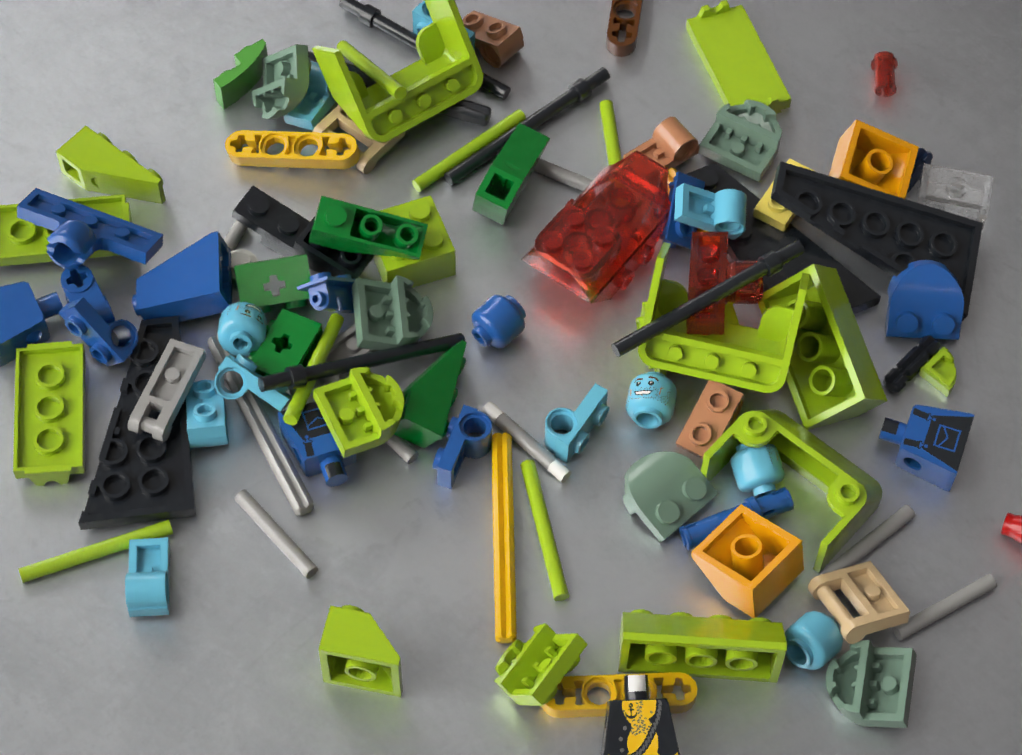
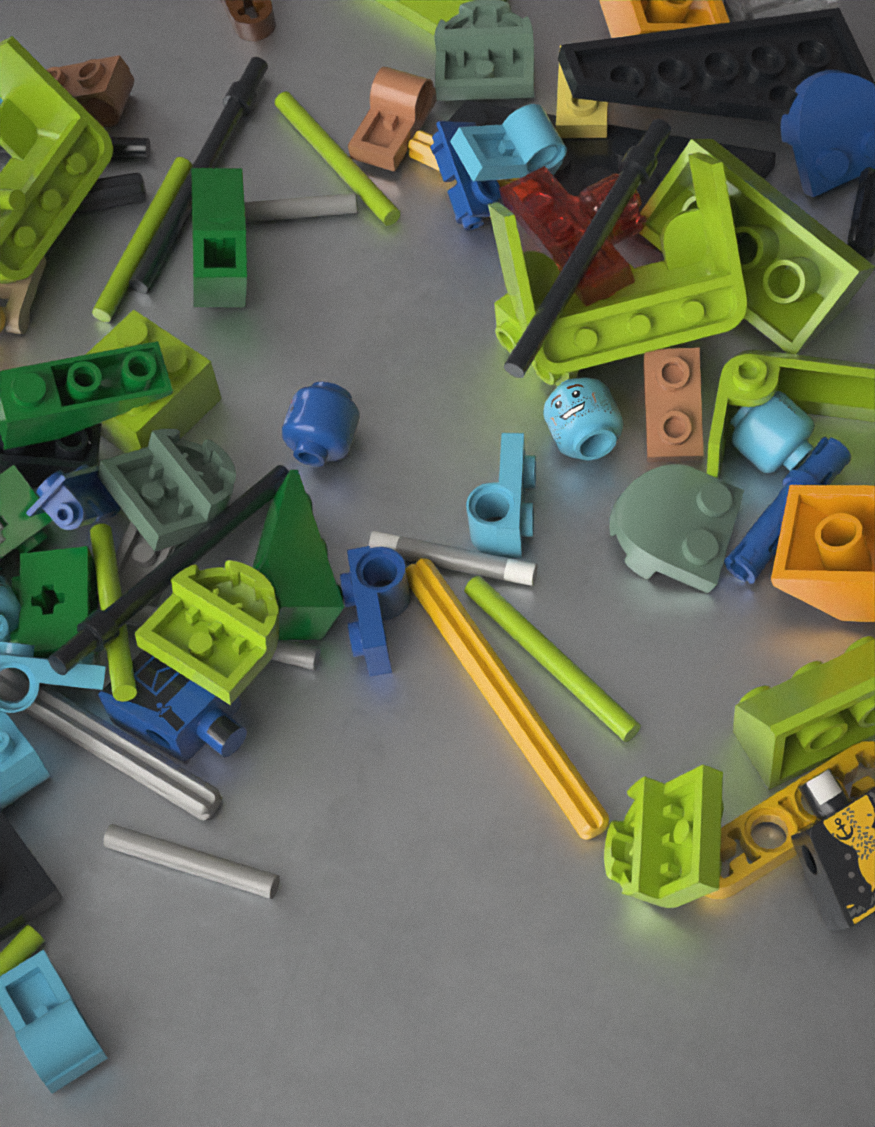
camera: 20 degrees left, 0 degrees up
(358, 653) = (422, 957): lime slope -> none
(606, 230) = (387, 238): clear red slope -> none

